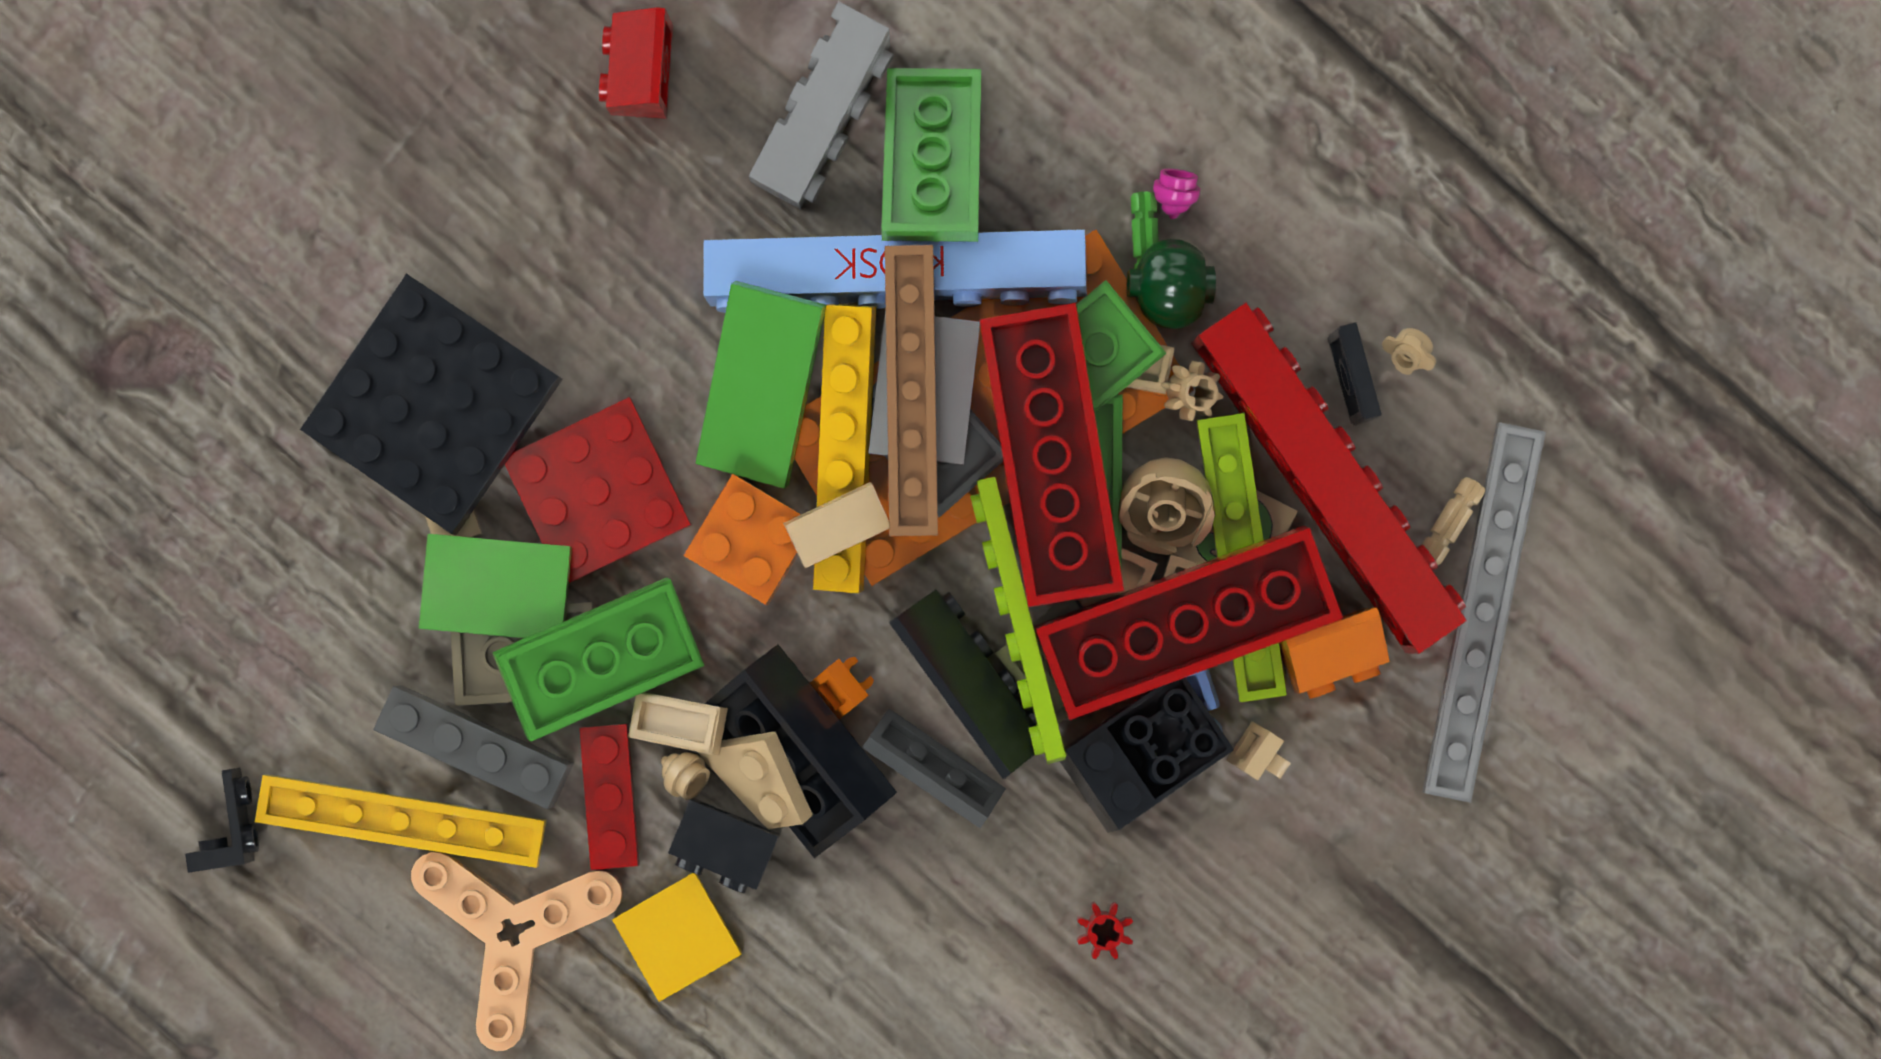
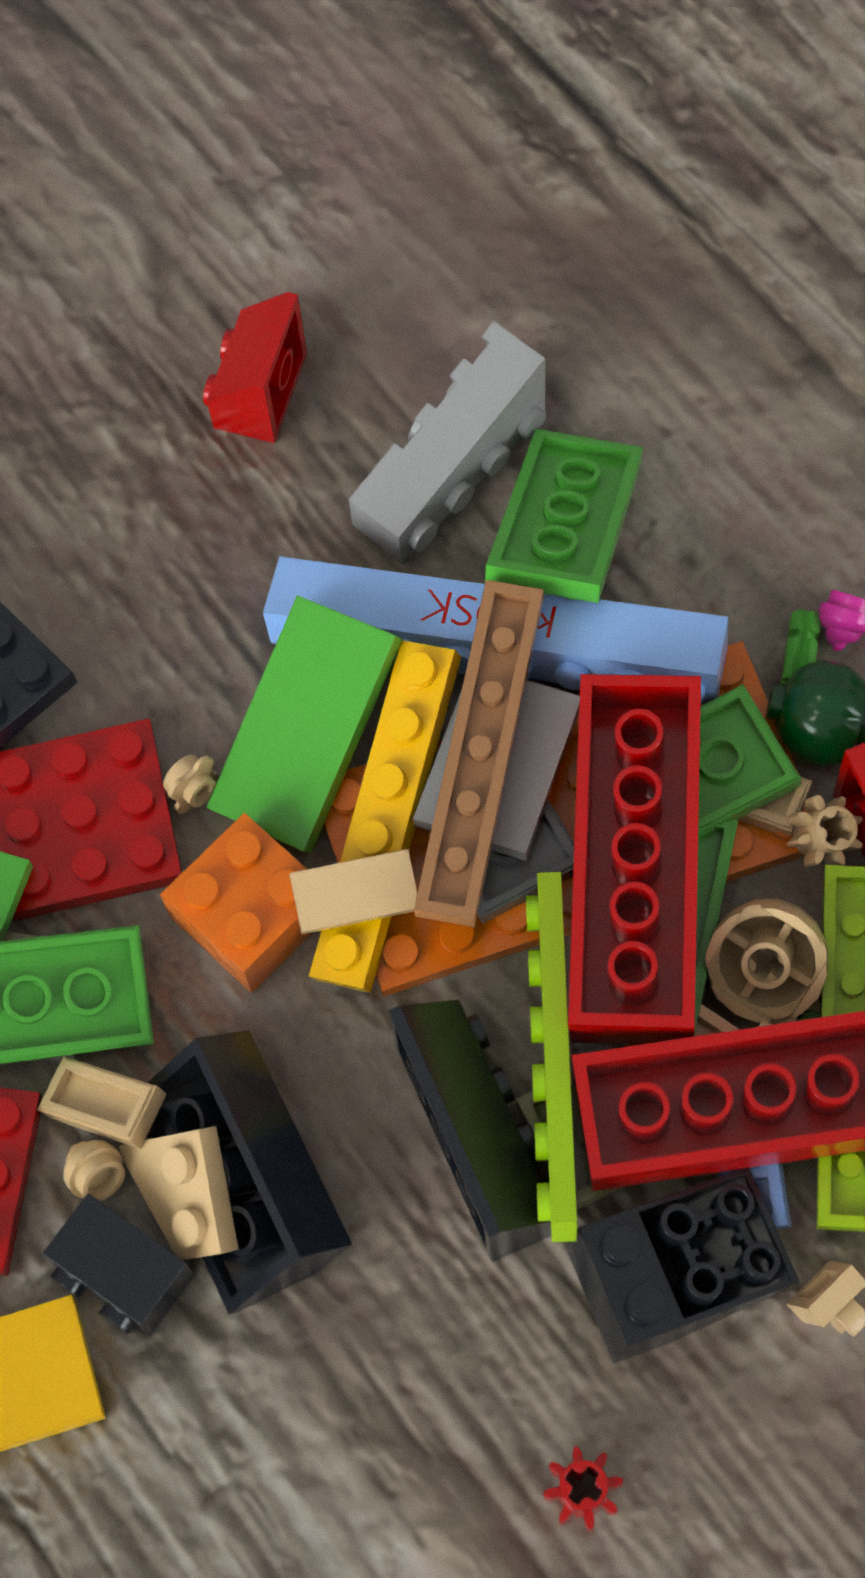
camera: 20 degrees right, 20 degrees down
(678, 446) = (190, 782): none -> tan plate
(840, 687) = (313, 1101): orange tile -> none
(934, 768) = (407, 1228): dark grey plate -> none

